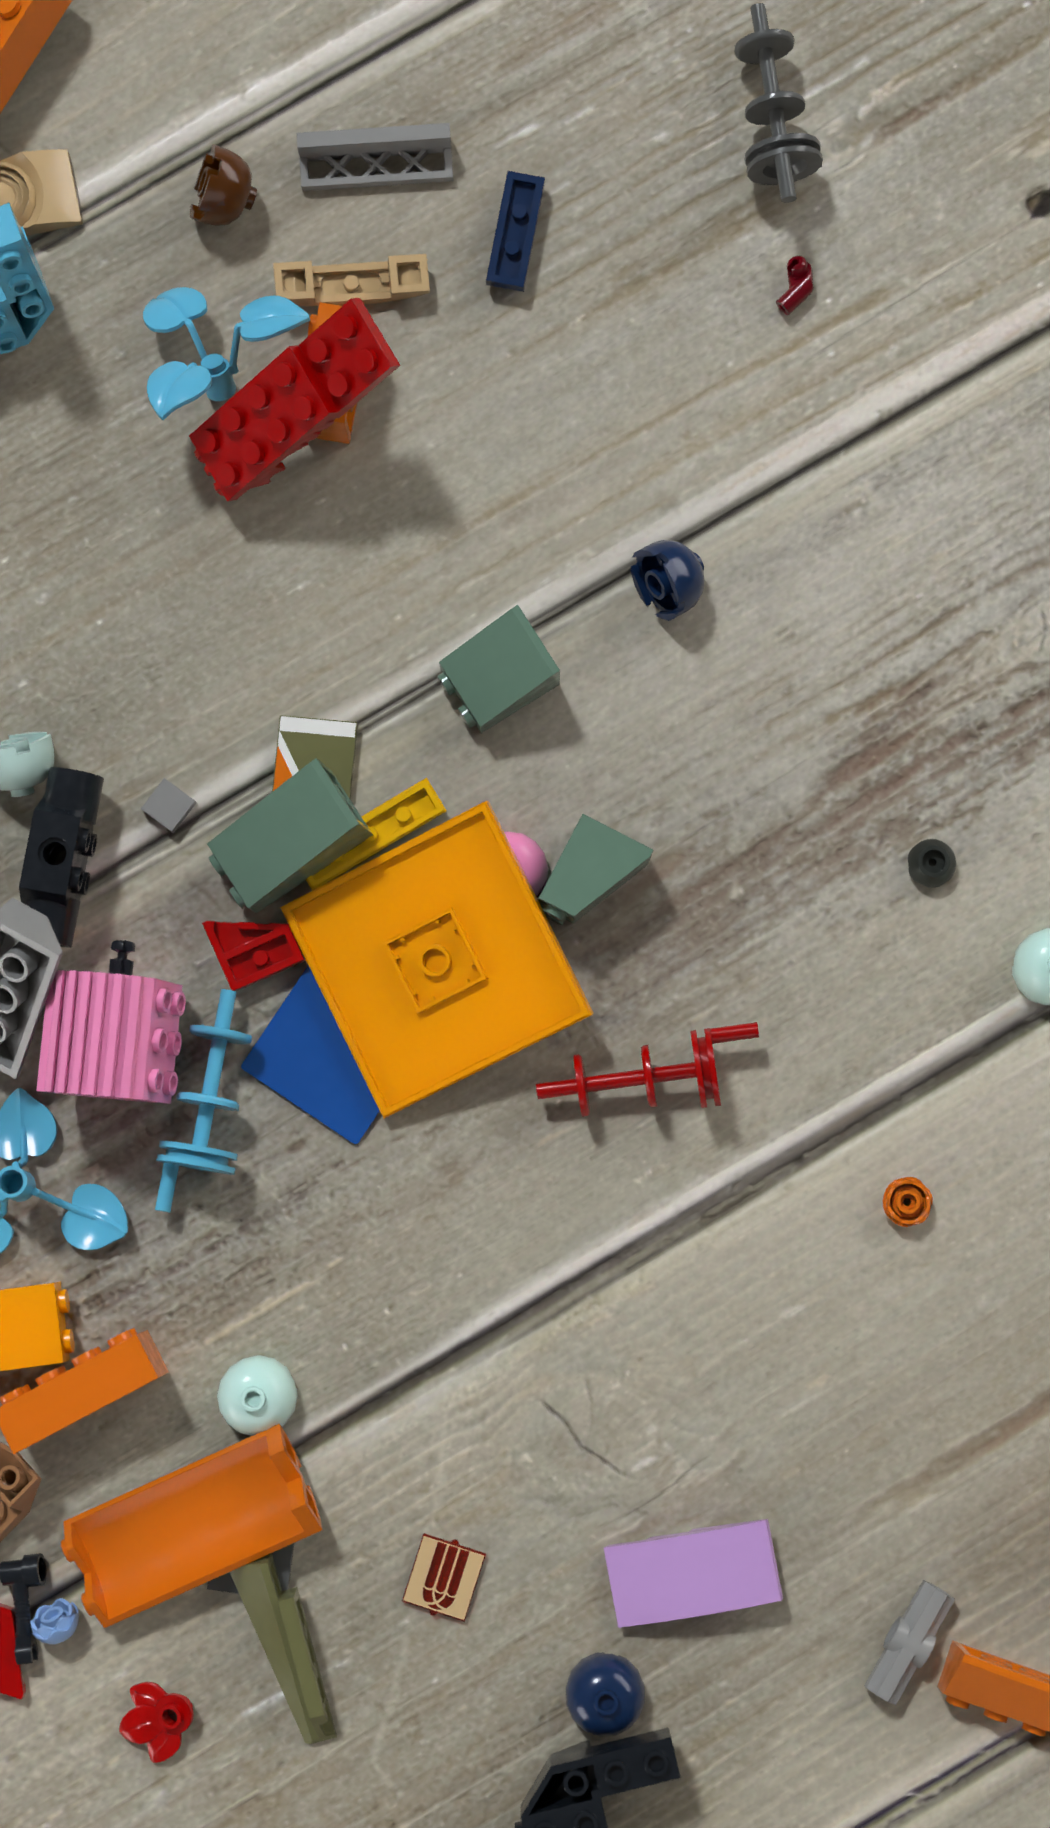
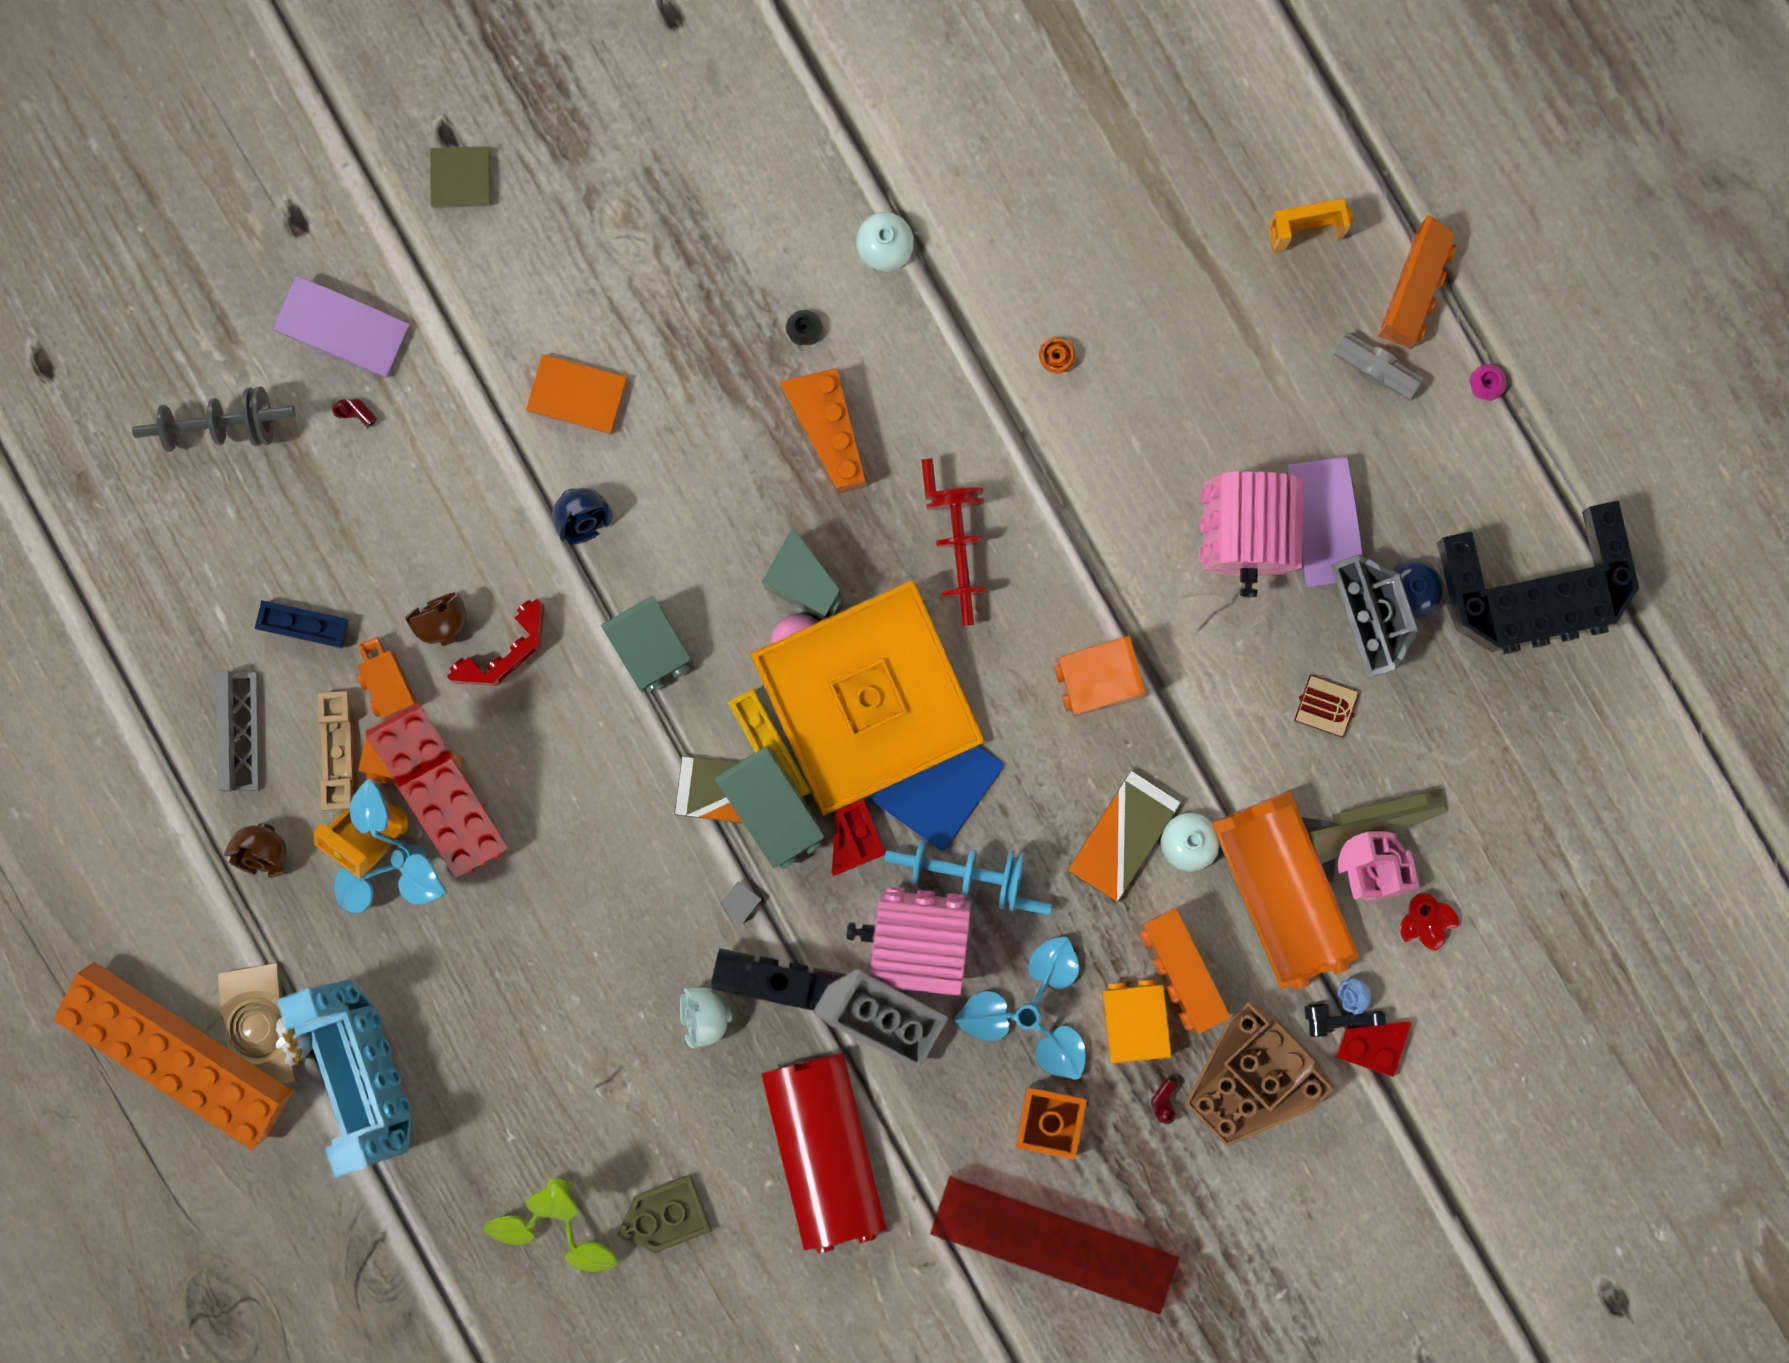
camera: 85 degrees left, 0 degrees up
(219, 307) = (358, 850): none -> light orange panel
(225, 1651) = (1378, 866): none -> bright pink brick
(263, 1306) = (1123, 836): none -> tile
(444, 338) = (384, 680): none -> orange brick
(471, 1269) = (1100, 677): none -> orange slope
(524, 402) = (439, 619): none -> reddish brown cylinder
(525, 522) = (531, 619): none -> red slope
(567, 1646) = (1377, 612): none -> dark grey wedge
(679, 1471) = (1251, 526): none -> bright pink piece
(807, 894) = (824, 417): none -> orange wedge
(830, 569) = (576, 394): none -> orange tile
(894, 1782) = (1488, 391): none -> dark pink plate
(907, 260) = (340, 326): none -> lavender slope

